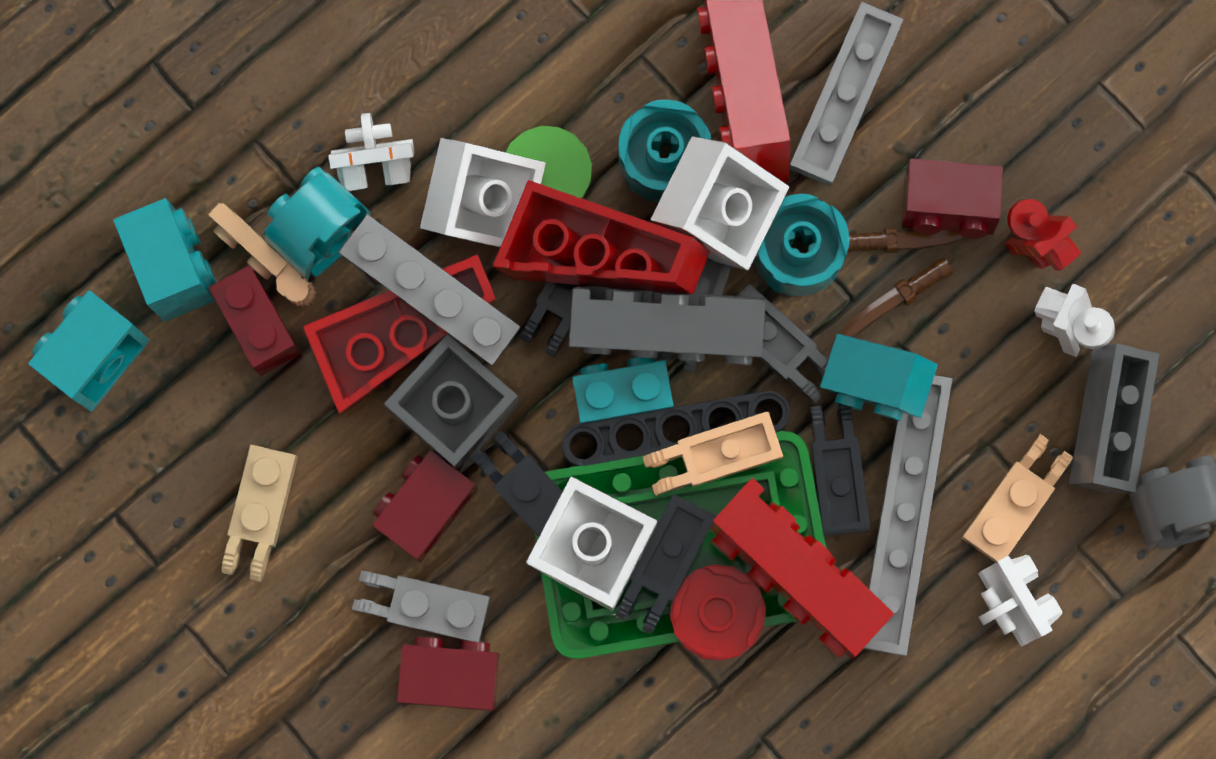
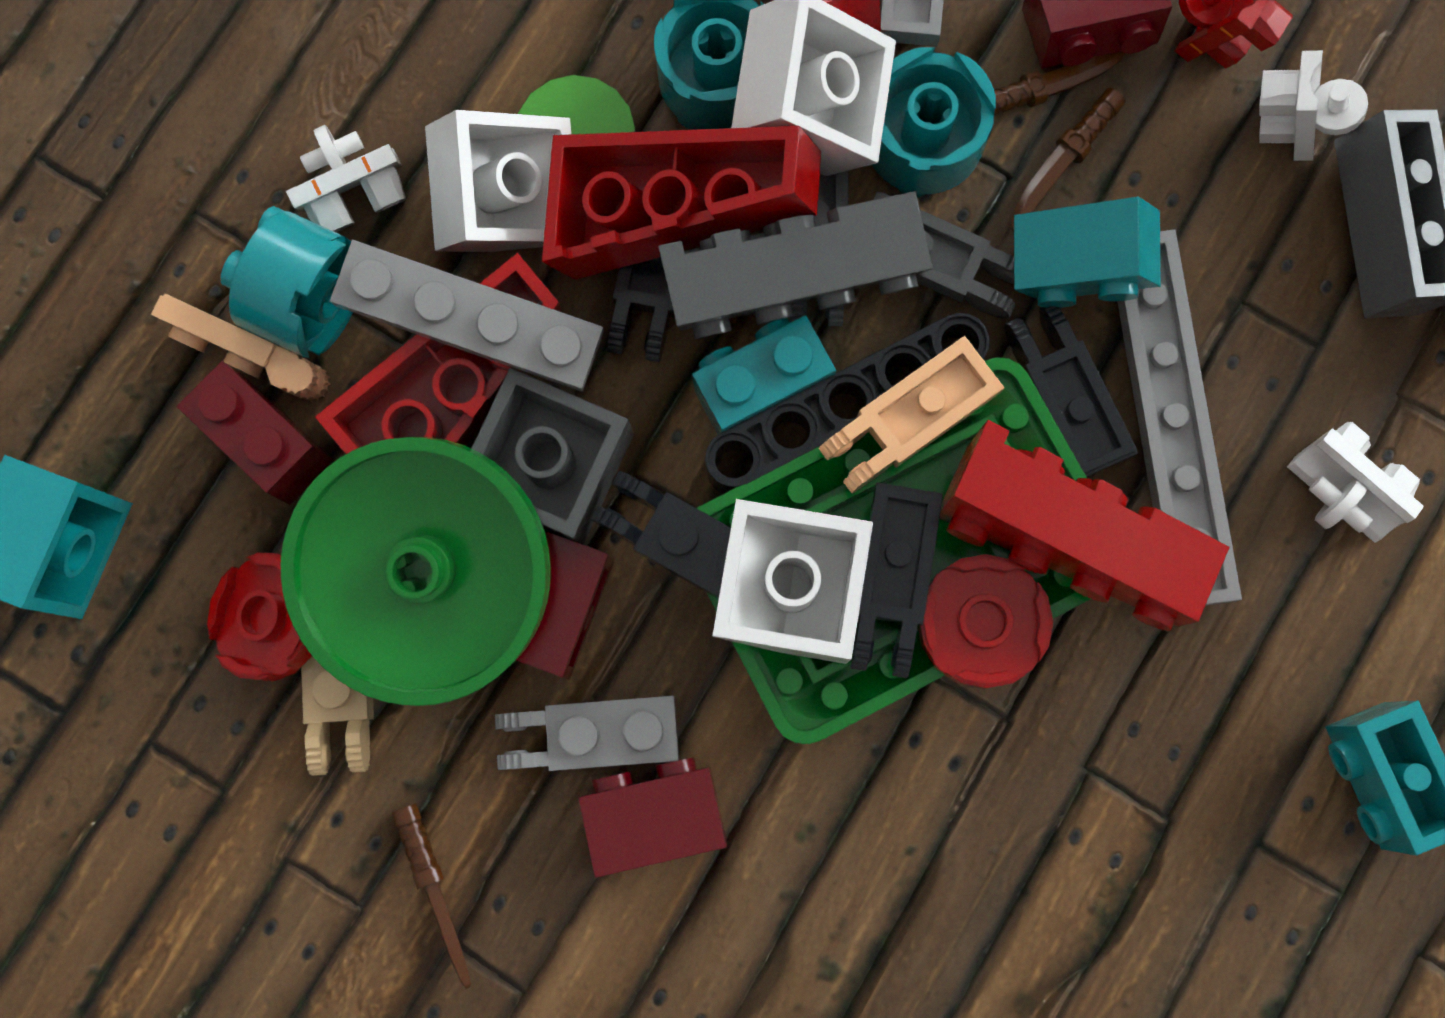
camera: 15 degrees left, 0 degrees up
(165, 260) = (107, 387): teal brick -> none
(224, 452) = (253, 622): none -> red tile
(281, 667) = (427, 874): none -> reddish brown piece
(340, 455) = (415, 570): none -> green dish
(1014, 504) = (1305, 362): light nougat hinge -> none

